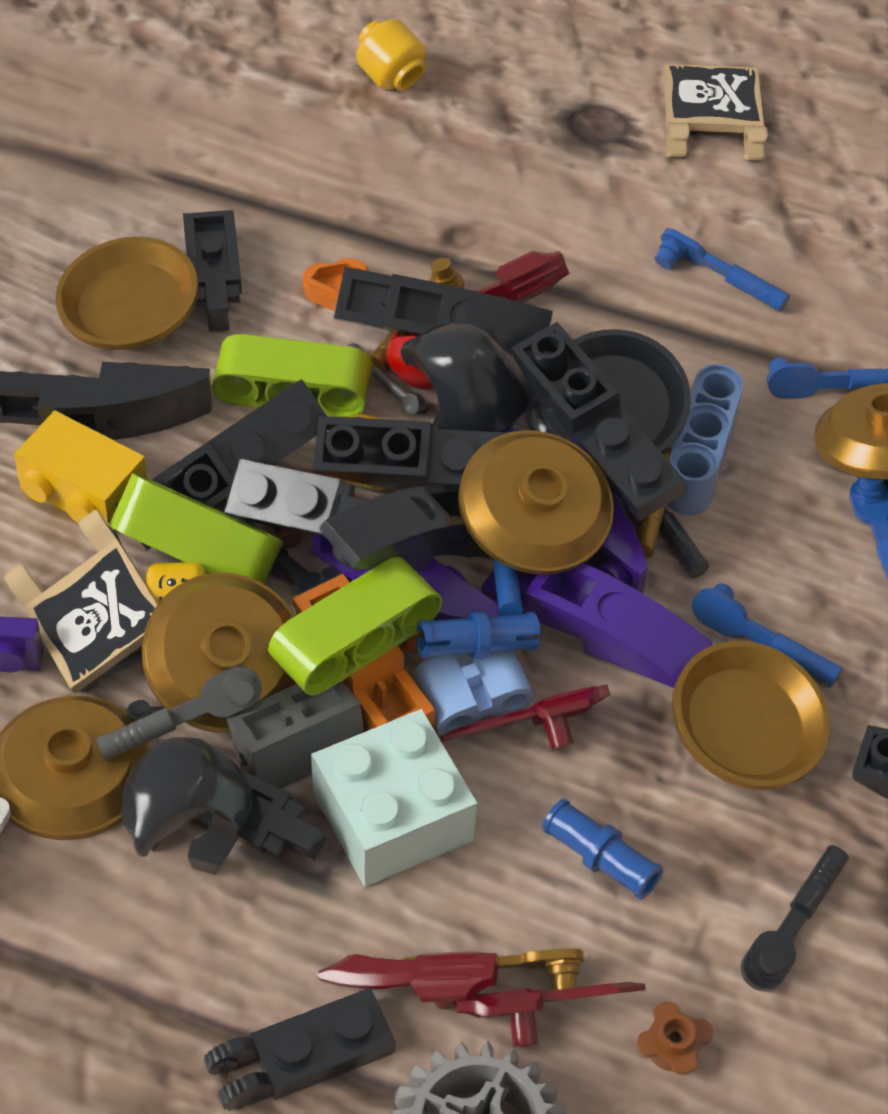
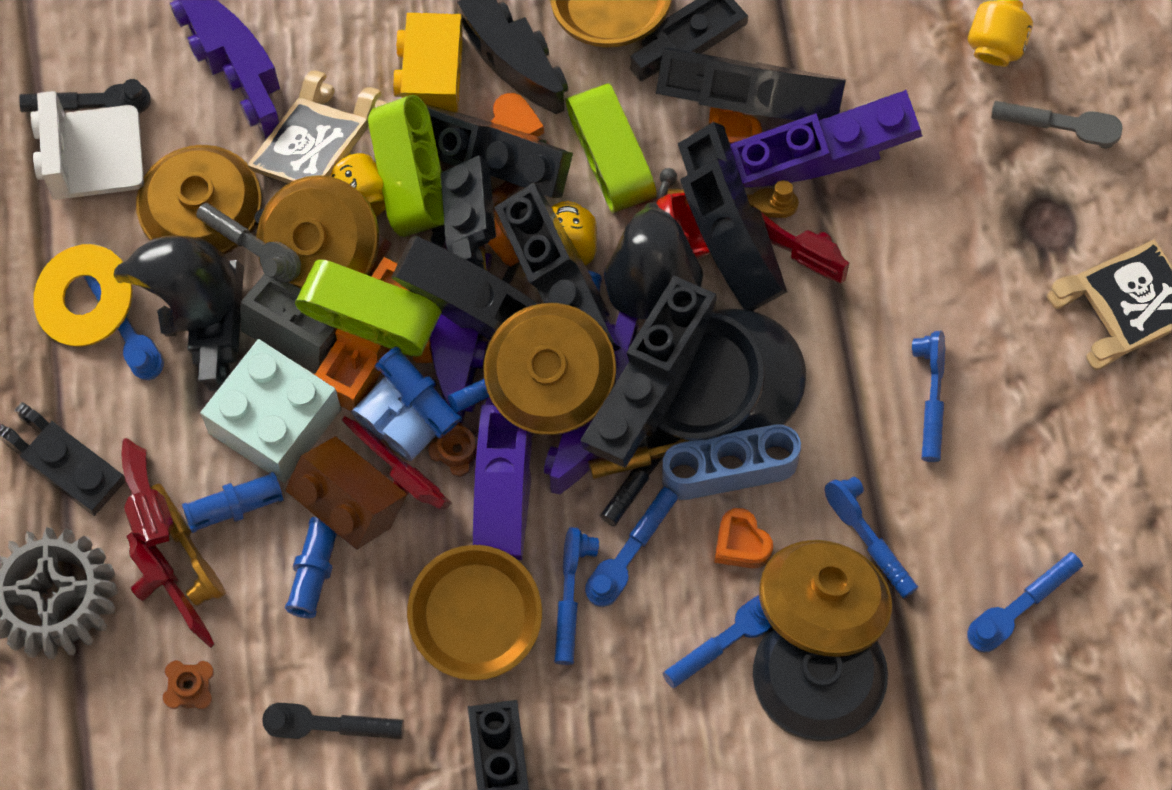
camera: 65 degrees right, 15 degrees up
(117, 975) = (51, 289): none -> yellow gear
(187, 435) = (514, 112): none -> orange tile
(217, 906) = (139, 350): none -> blue piece
(310, 241) = (748, 86): none -> black slope
(417, 206) = (826, 146): none -> dark purple slope
(475, 890) = (232, 502): none -> blue pin
(531, 44) = (1089, 127): none -> dark grey piece
(542, 766) = (345, 492): none -> reddish brown brick
(556, 662) = (443, 450): none -> dark orange plate
(761, 597) = (612, 574): none -> blue piece
(785, 476) = (741, 541): none -> orange tile

